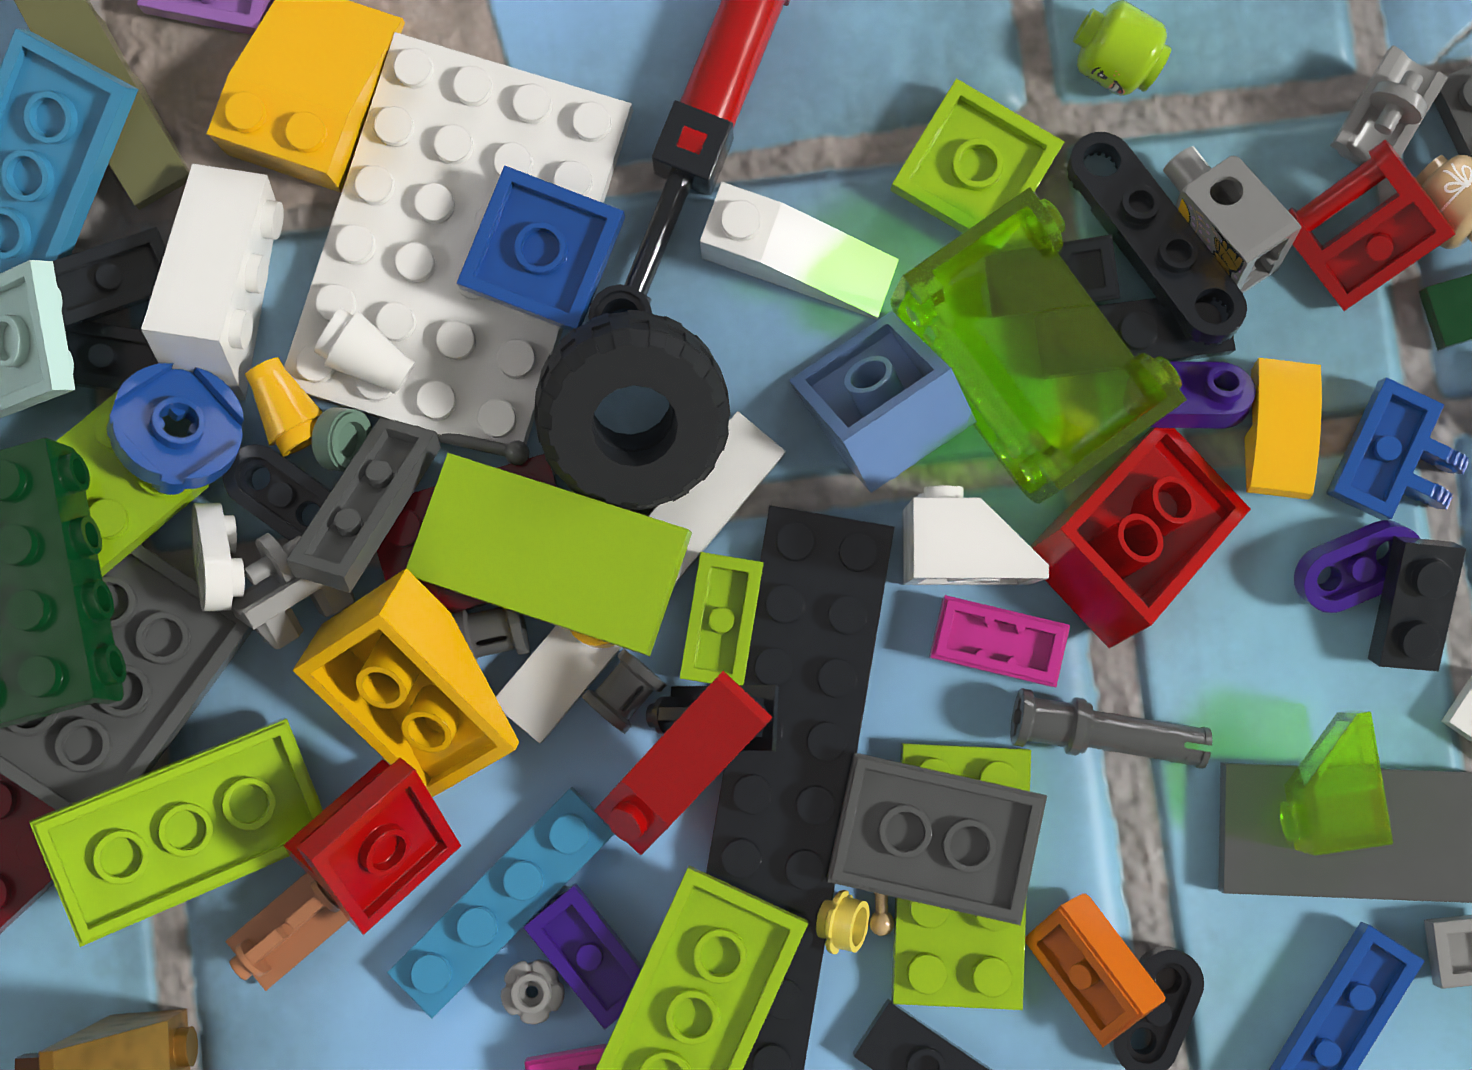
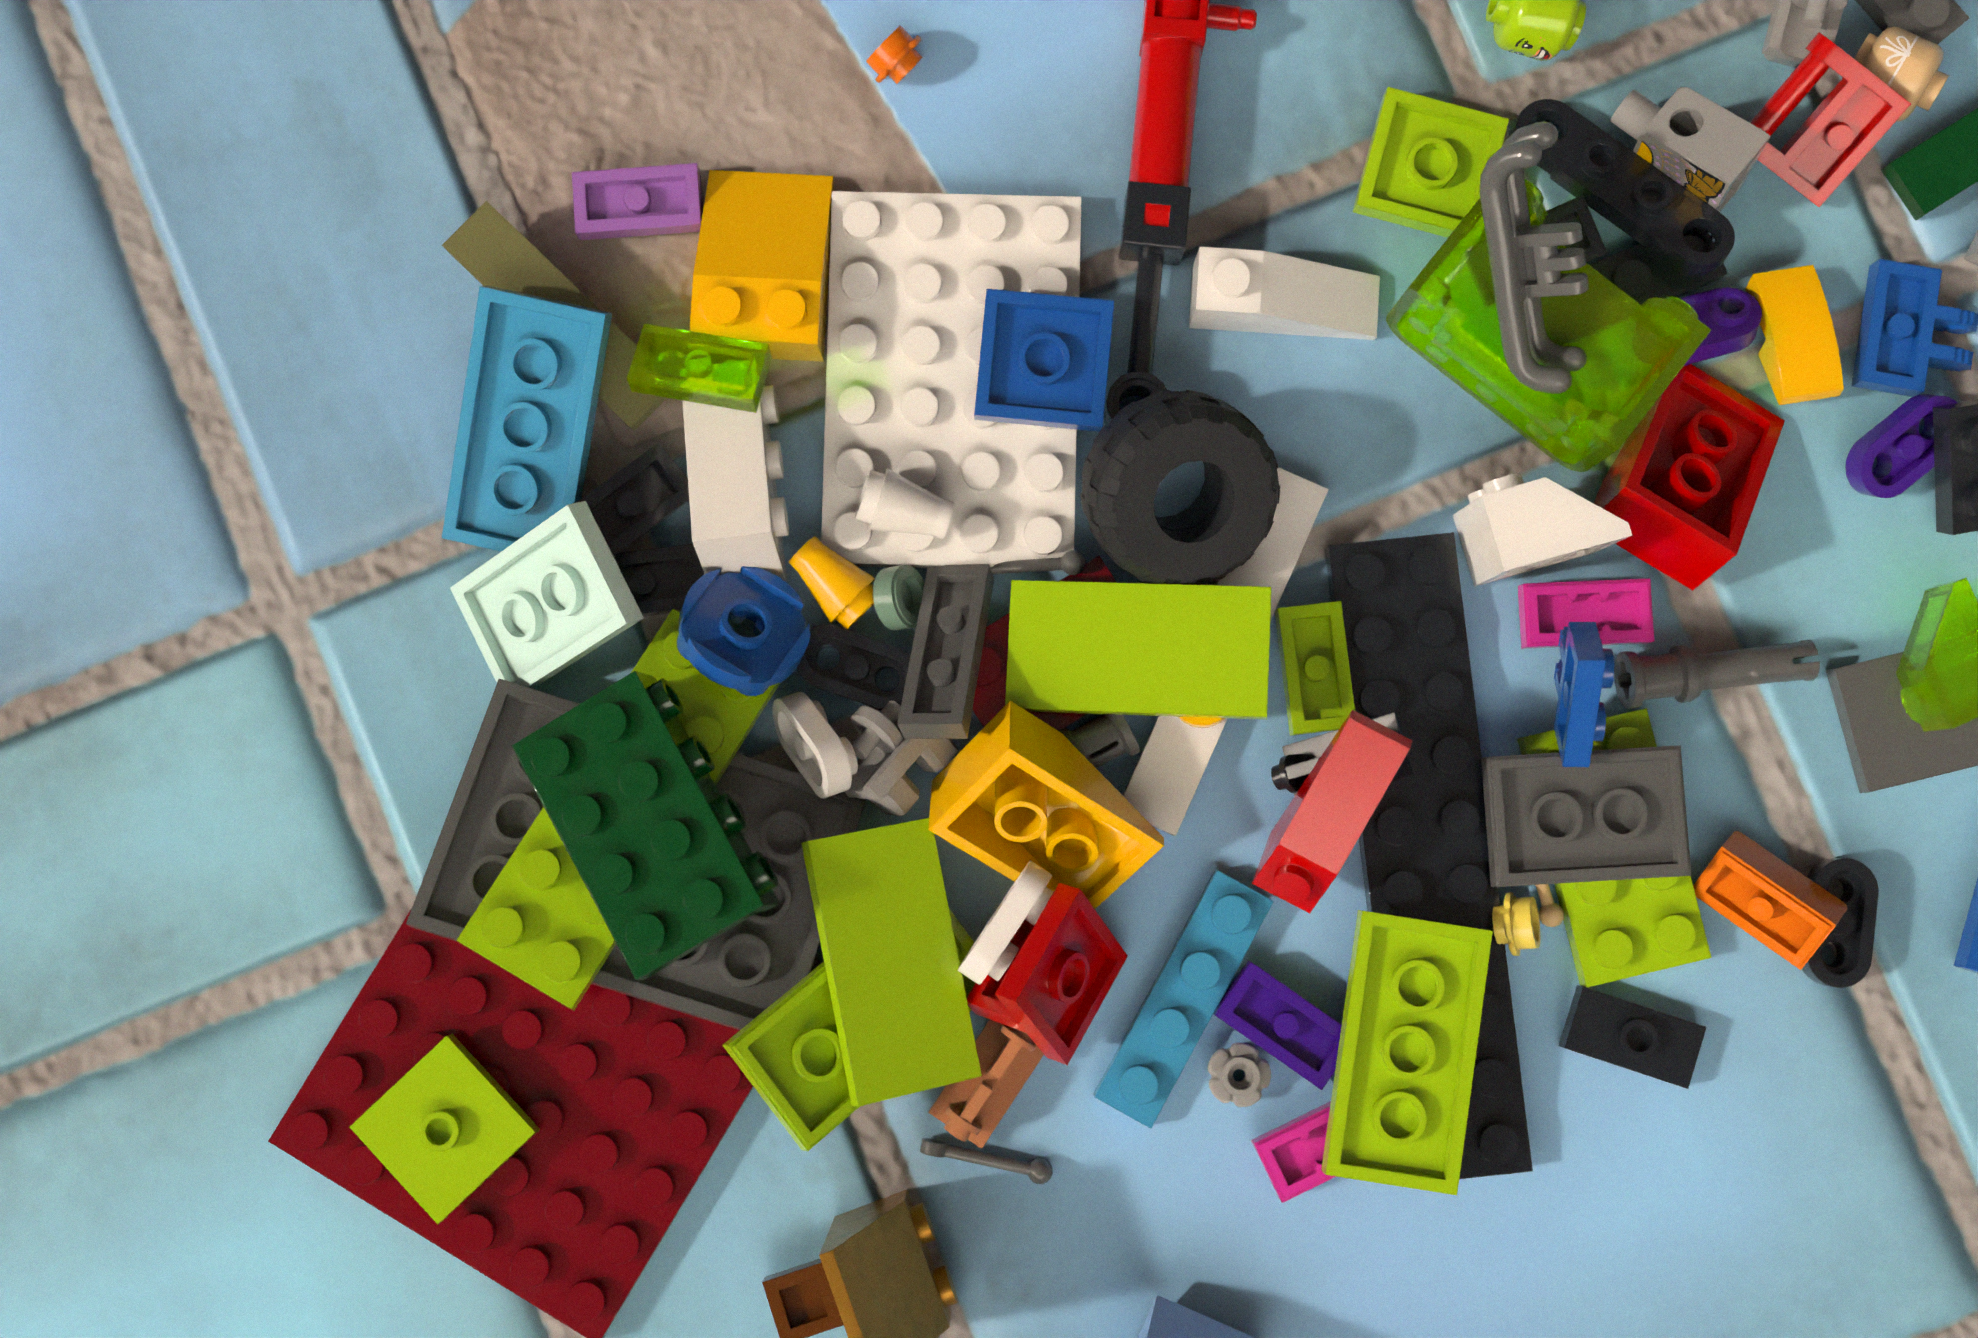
camera: 20 degrees left, 0 degrees up
(205, 165) = (699, 367): none -> clear neon green plate
(219, 787) = (891, 961): none -> lime tile
(315, 1028) = (1038, 1170): none -> dark grey hinge
(324, 795) = (992, 949): none -> white plate
(624, 691) = (1243, 762): dark grey bush -> none
(884, 400) = (1409, 414): medium blue slope -> none
(966, 703) = (1579, 678): none -> blue hinge
(1025, 285) = (1529, 264): none -> dark grey piece

